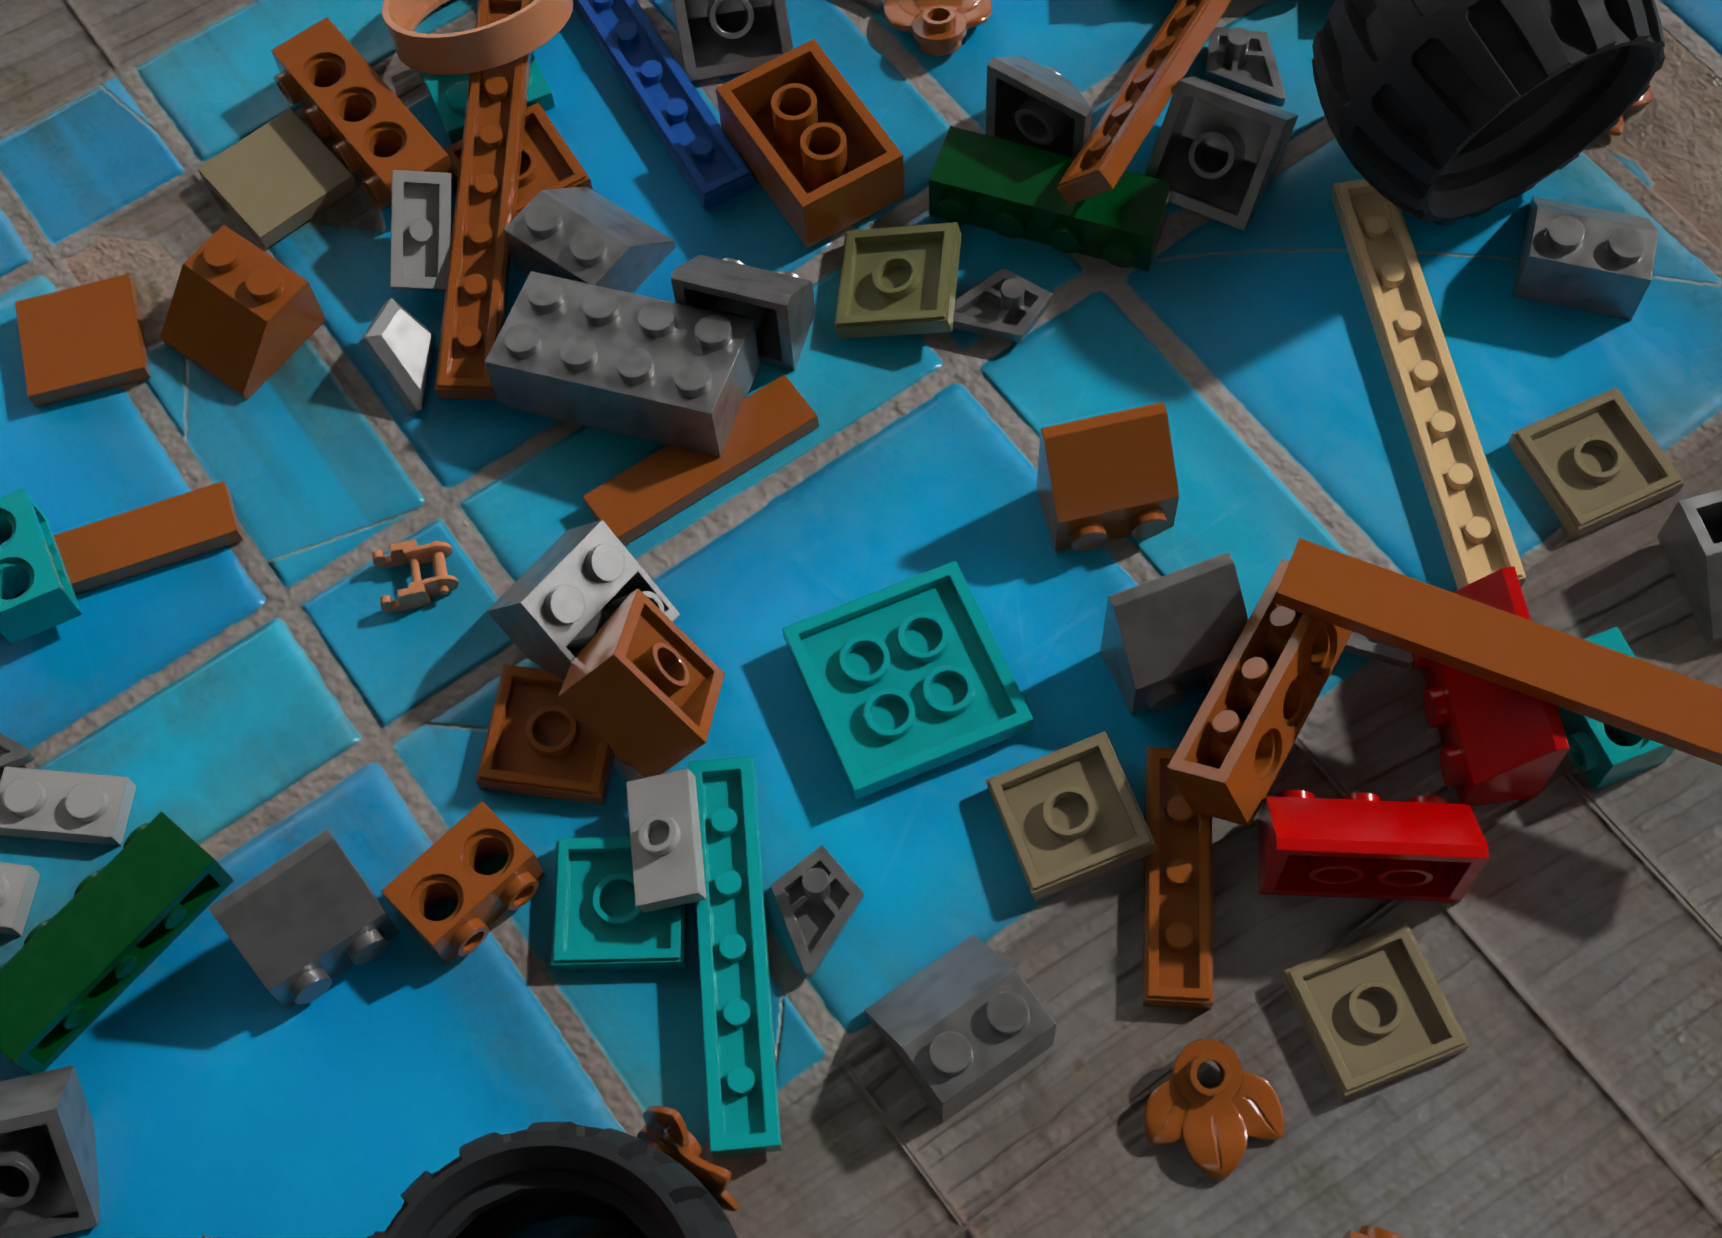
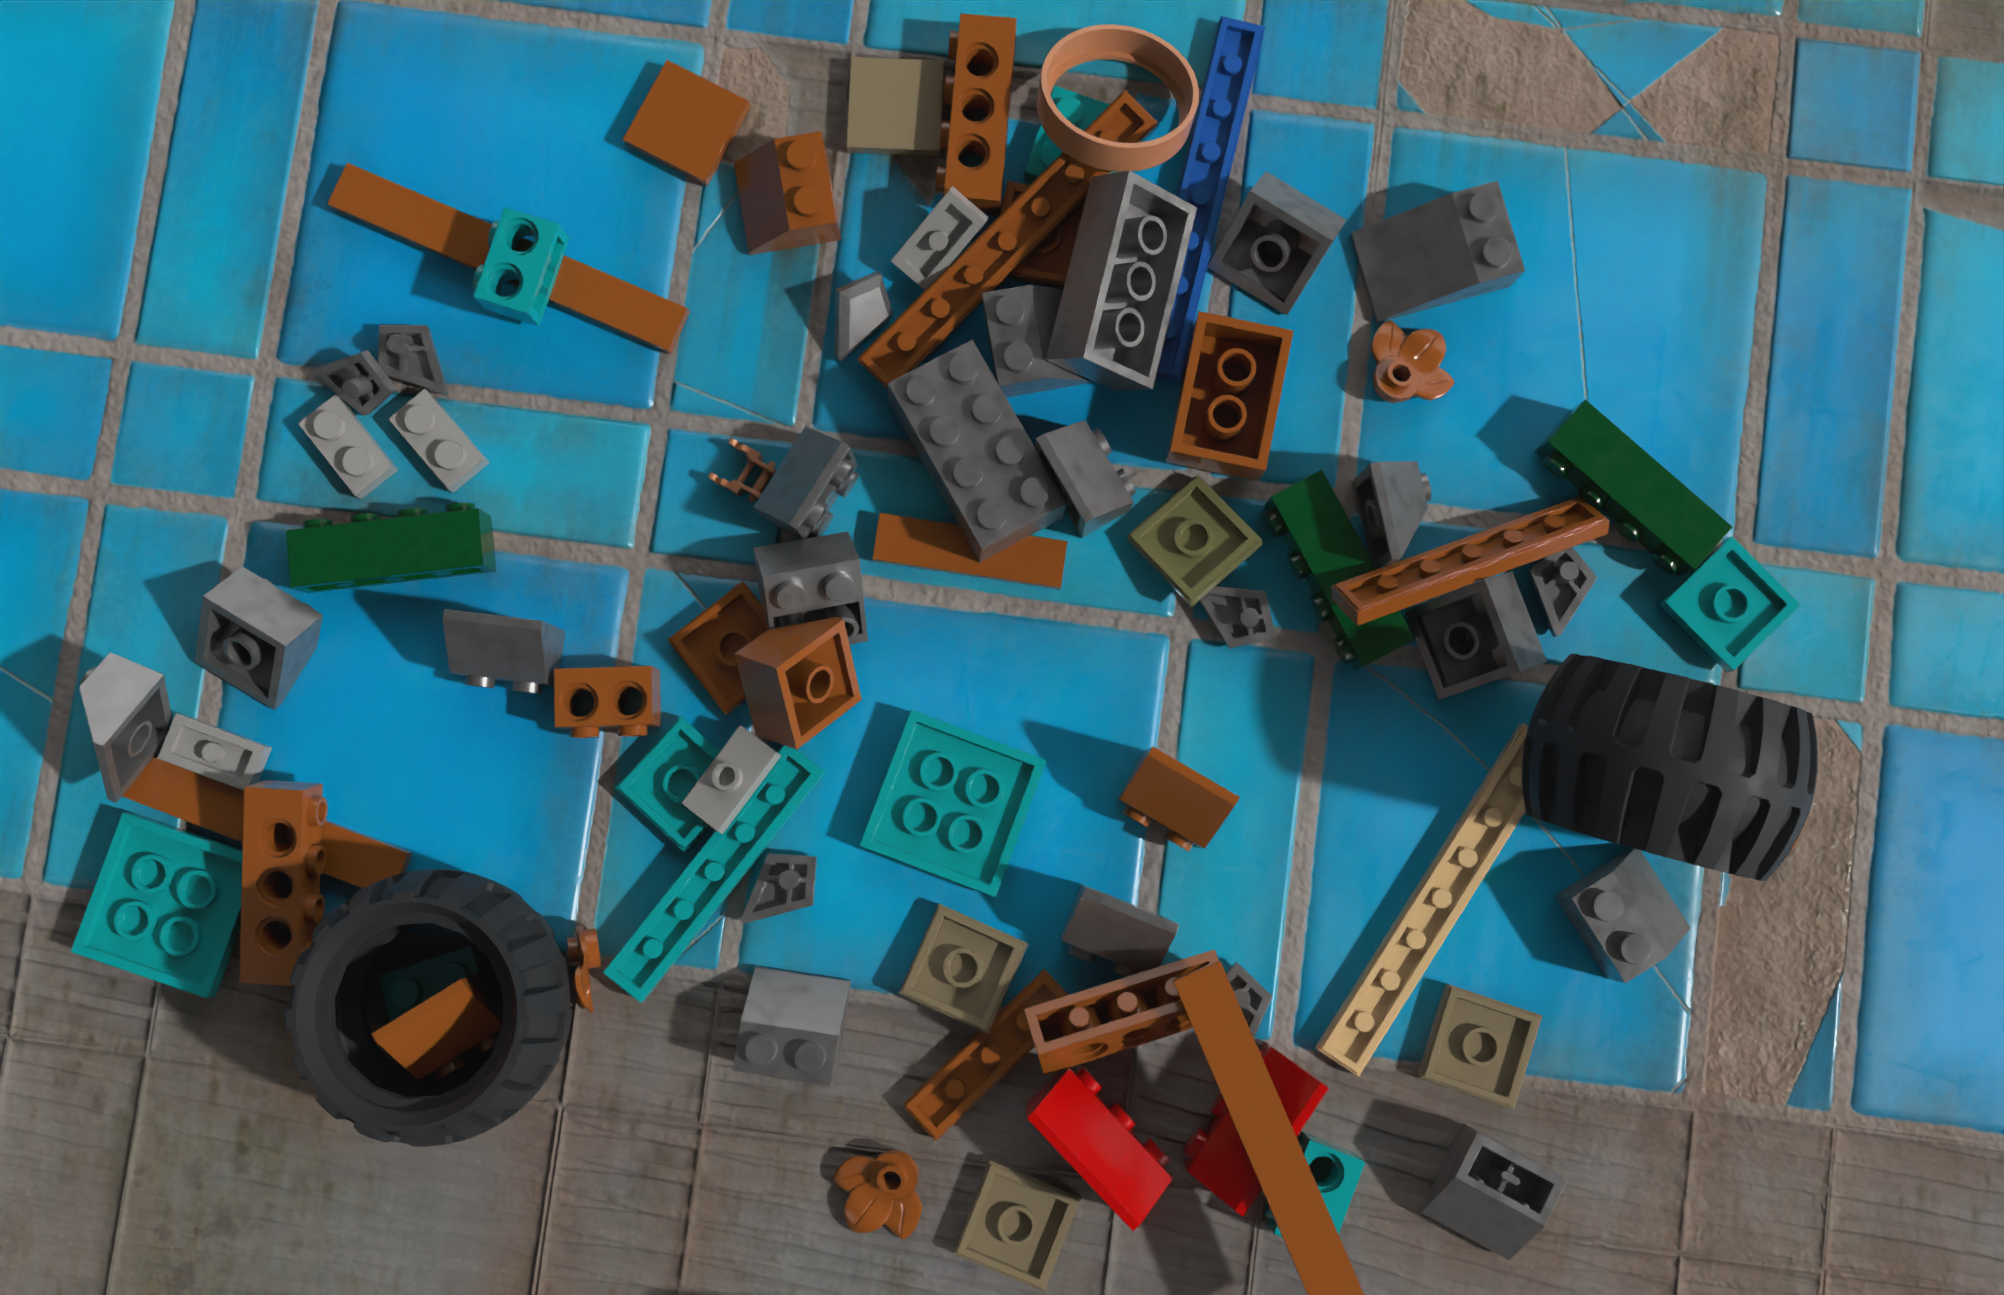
camera: 40 degrees right, 20 degrees up
(488, 516) = (808, 484): none -> flat silver slope
(624, 128) = (1122, 282): none -> flat silver brick

